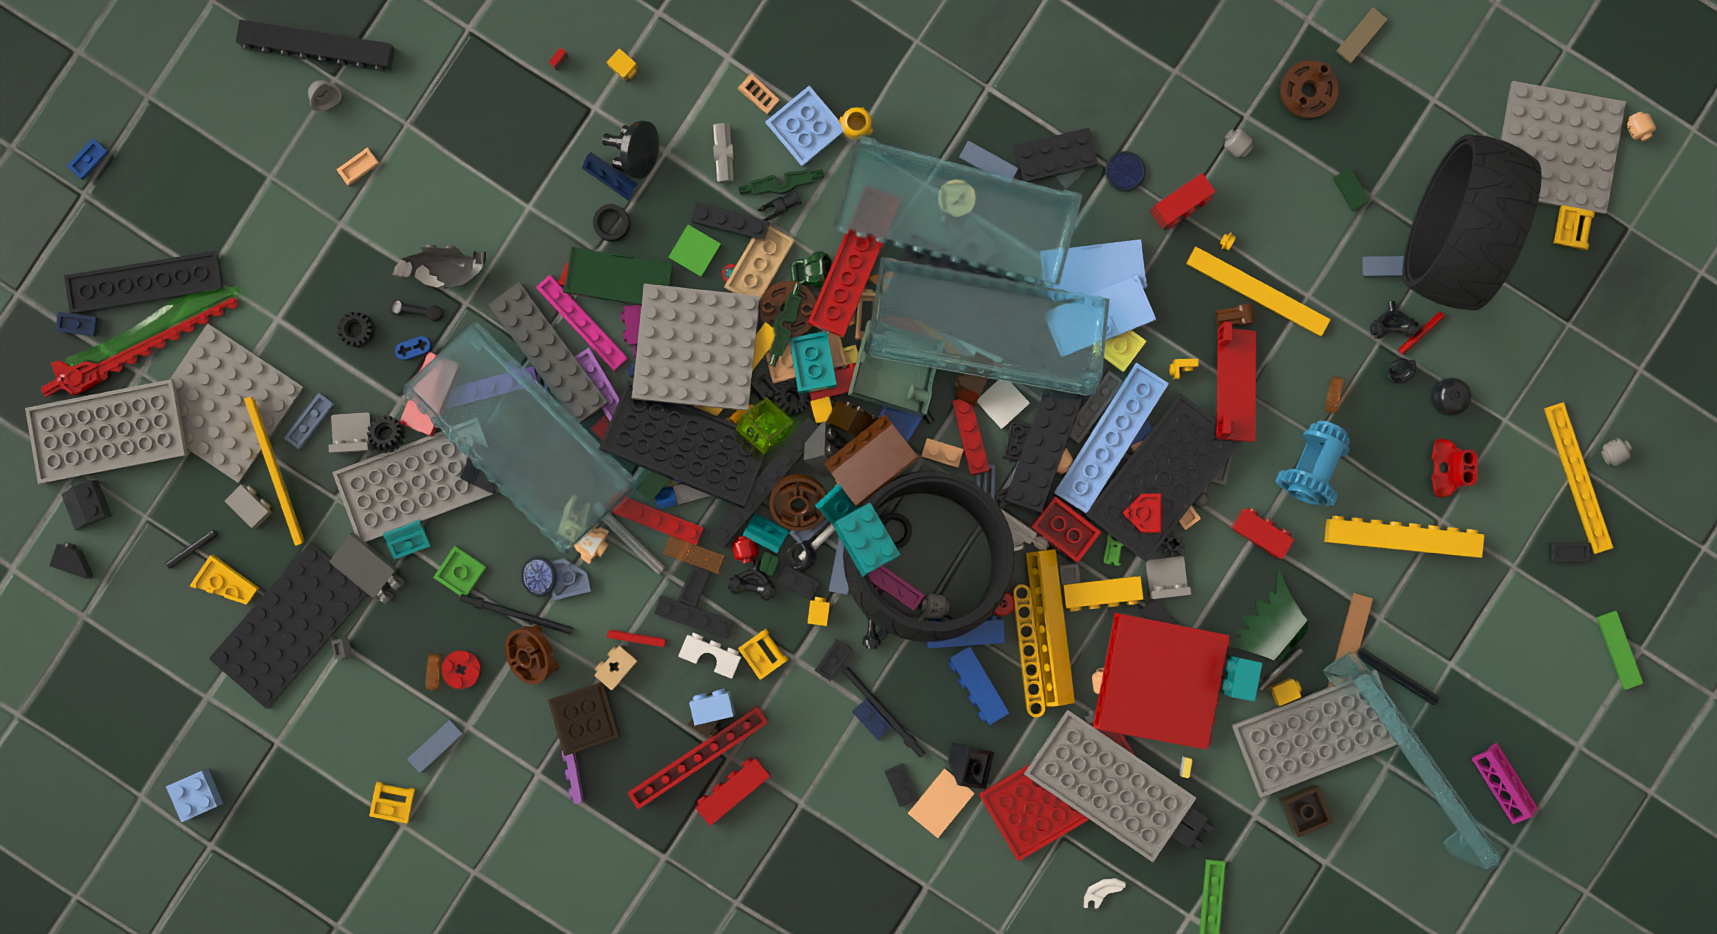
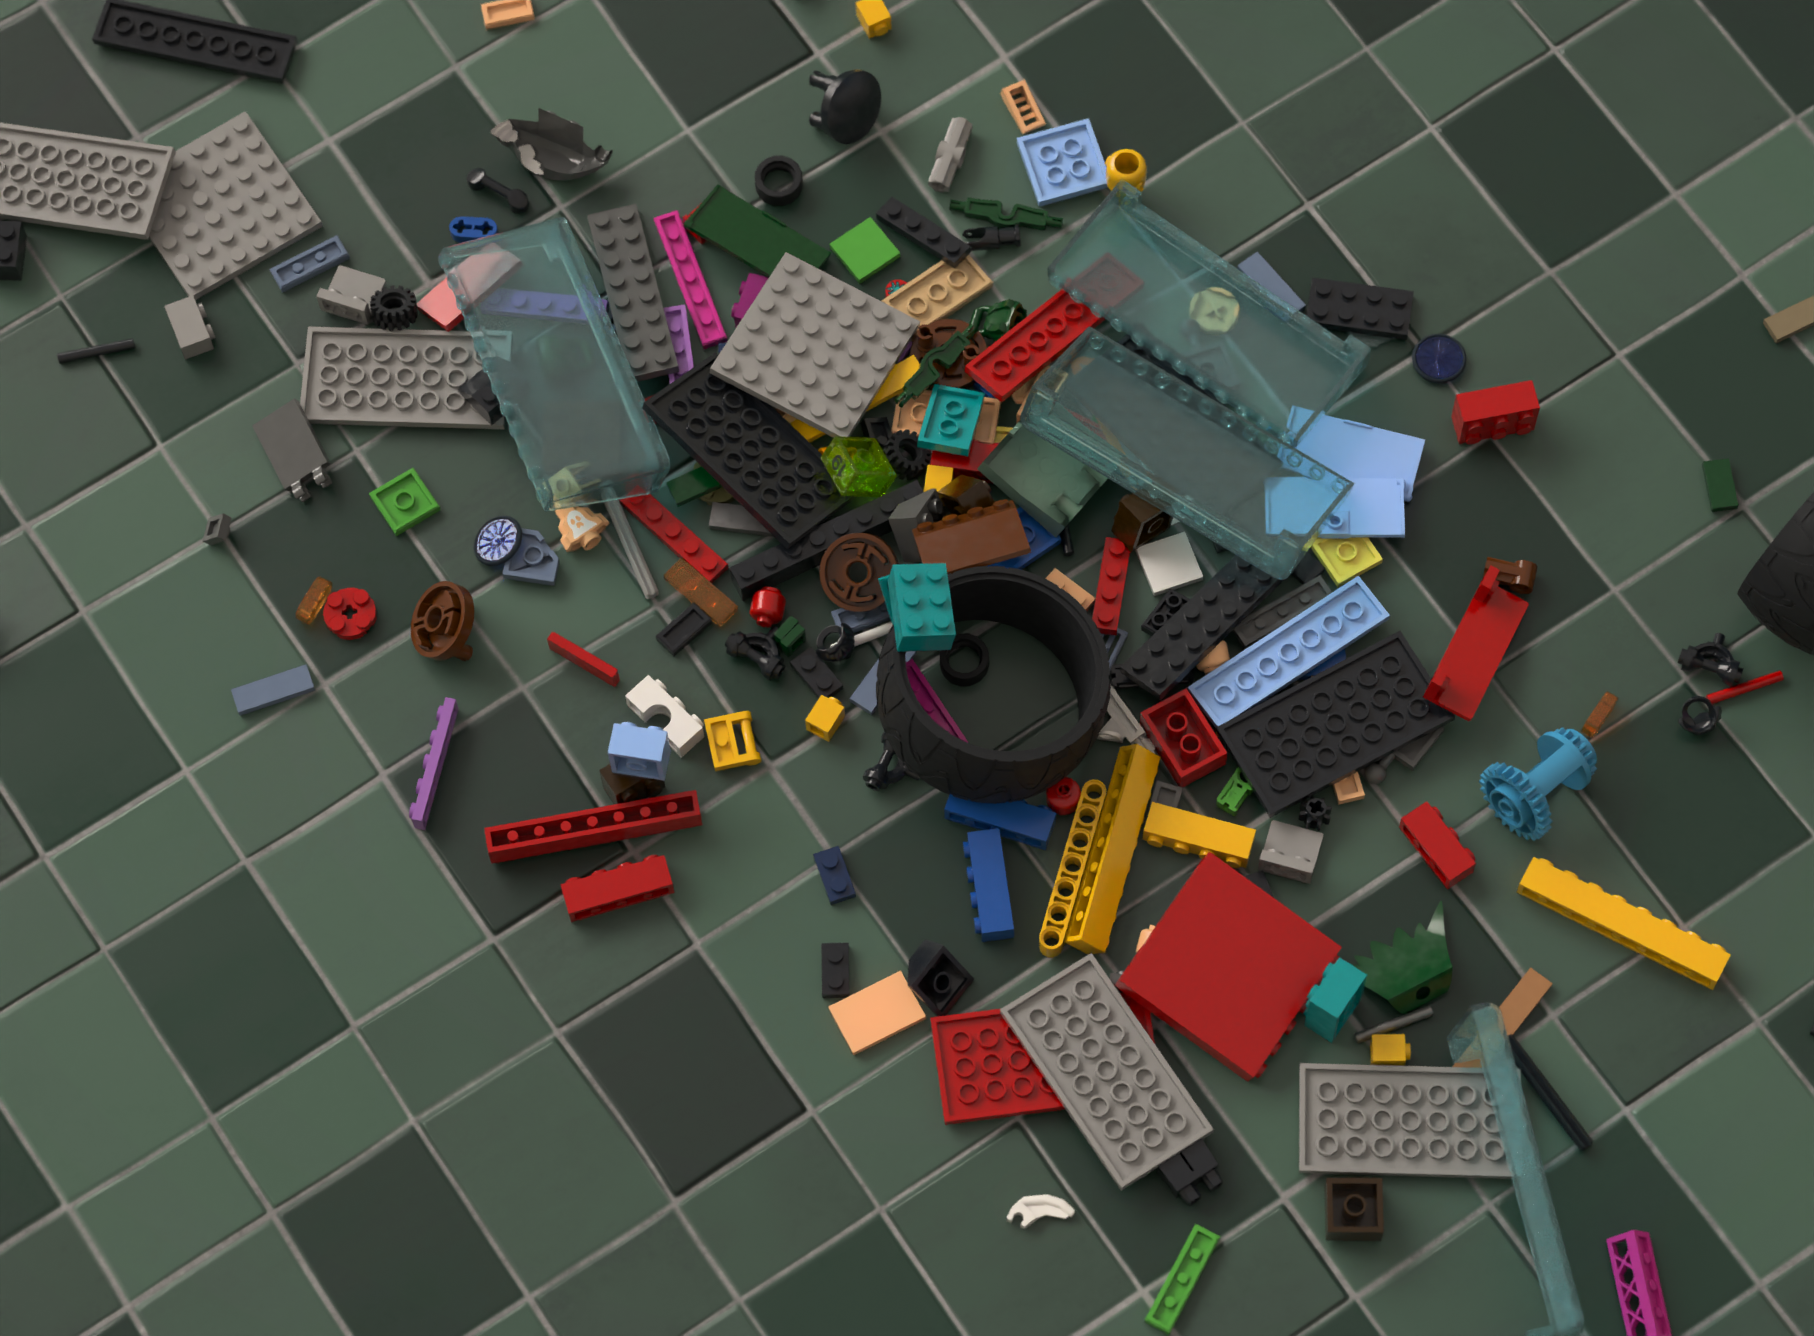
camera: 30 degrees right, 20 degrees down
(76, 324) = (93, 55): dark blue plate -> none
(87, 374) = (218, 92): piece -> none
(225, 581) = (116, 400): yellow wing -> none
(274, 470) = (240, 297): yellow tile -> none
(288, 626) = (166, 482): black plate -> none
(347, 320) = (411, 170): black tyre -> none
(392, 809) = (184, 741): yellow plate -> none
(407, 539) = (359, 436): teal plate -> none
(479, 603) = (412, 543): black bar -> none
(583, 718) = (472, 722): dark brown plate -> none
(609, 176) = (801, 128): dark blue plate -> none
(613, 678) = (534, 694): tan brick -> none
(666, 498) = (697, 512): blue plate -> none
(693, 617) = (666, 665): black plate -> none
(765, 533) = (802, 597): teal plate -> none
(833, 660) = (818, 782): black plate -> none
(909, 740) = (870, 918): black bar -> none
(1146, 513) = (1296, 750): red plate -> none
(1185, 364) = (1419, 604): yellow bracket -> none
(1186, 765) = (1217, 1093): light yellow tile -> none
(1227, 241) = (1536, 485): yellow plate -> none
(1238, 142) = (1595, 376): light grey head -> none
(1258, 291) = (1551, 559): yellow tile -> none
(1318, 77) = (1725, 337): reddish brown piece -> none
(1382, 266) = (1720, 589): sand blue tile -> none
(1446, 483) = (1705, 878): red piece -> none
(1451, 396) = (1754, 777): black cylinder -> none

